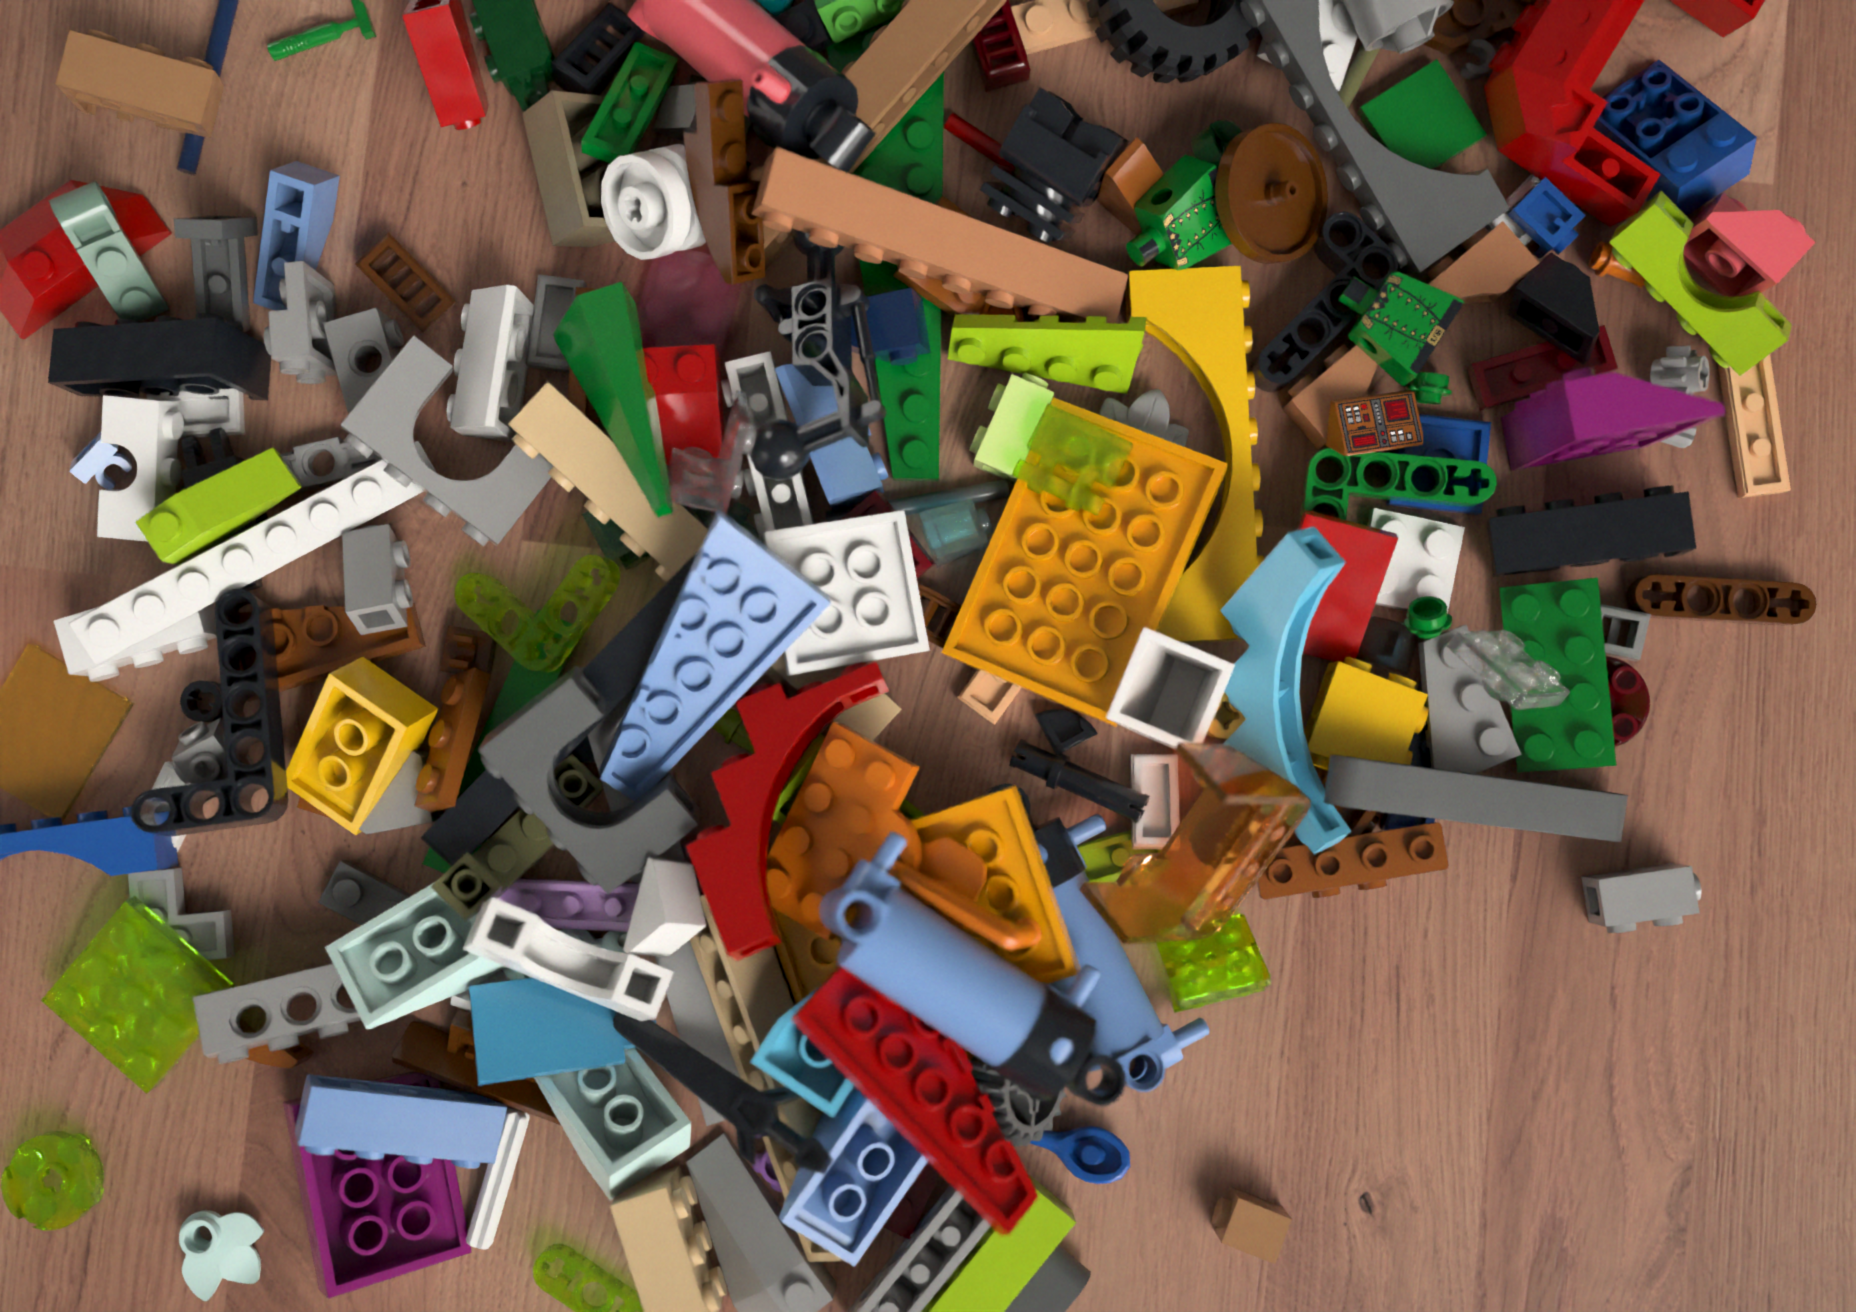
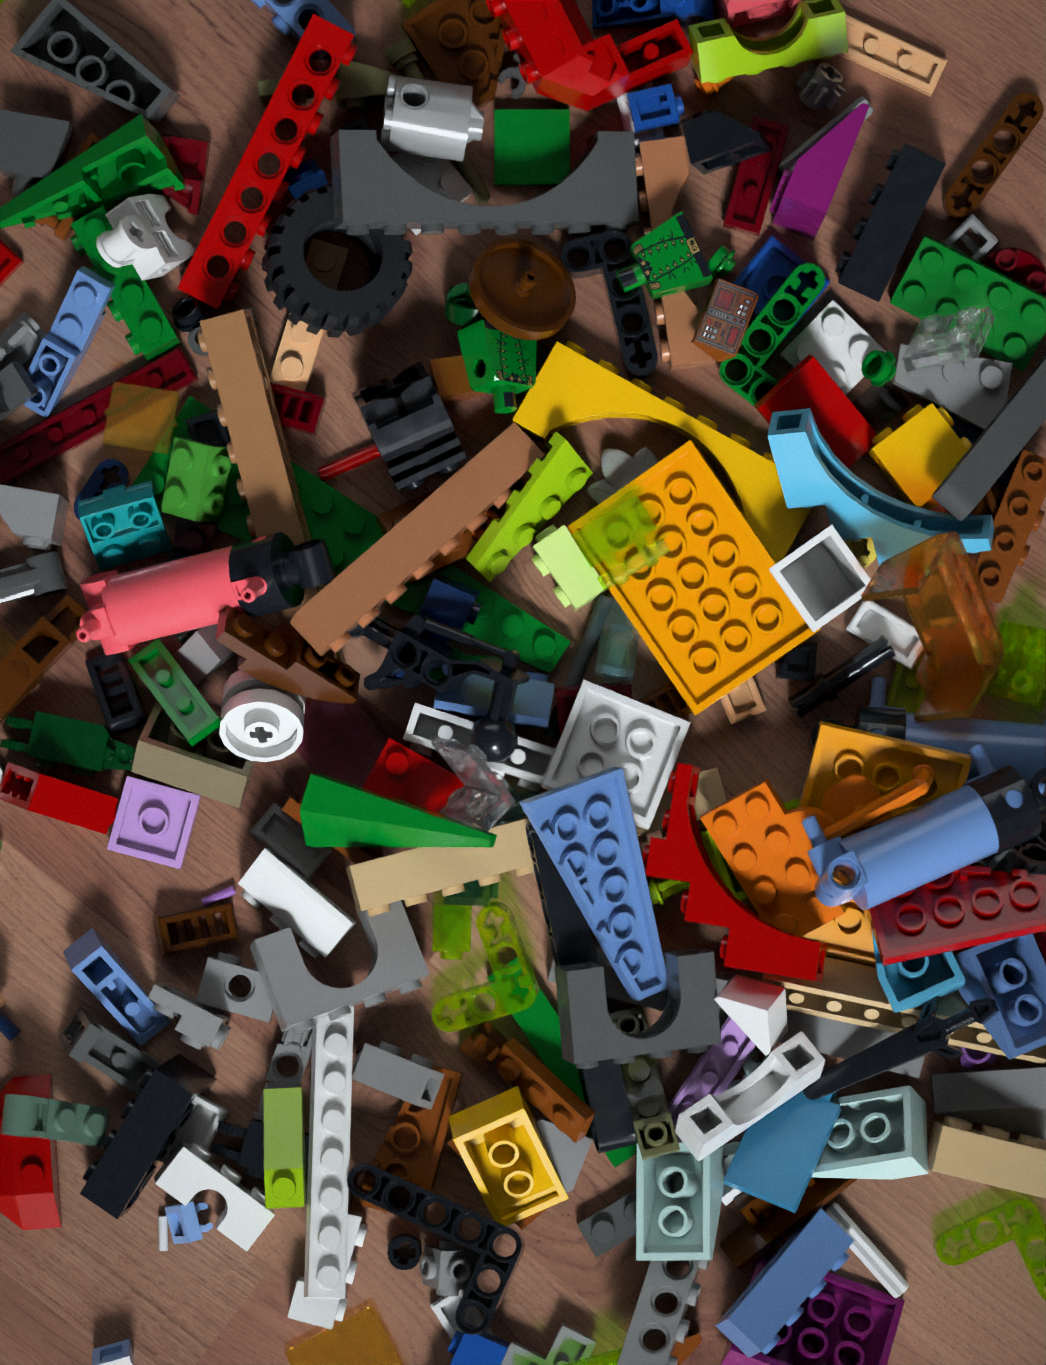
camera: 60 degrees left, 0 degrees up
(76, 445) = (163, 1233): none -> white piece
(453, 285) = (218, 896): none -> medium lavender piece
(486, 172) = (154, 822): none -> lavender plate
(562, 544) = (452, 931): none -> clear neon green bracket

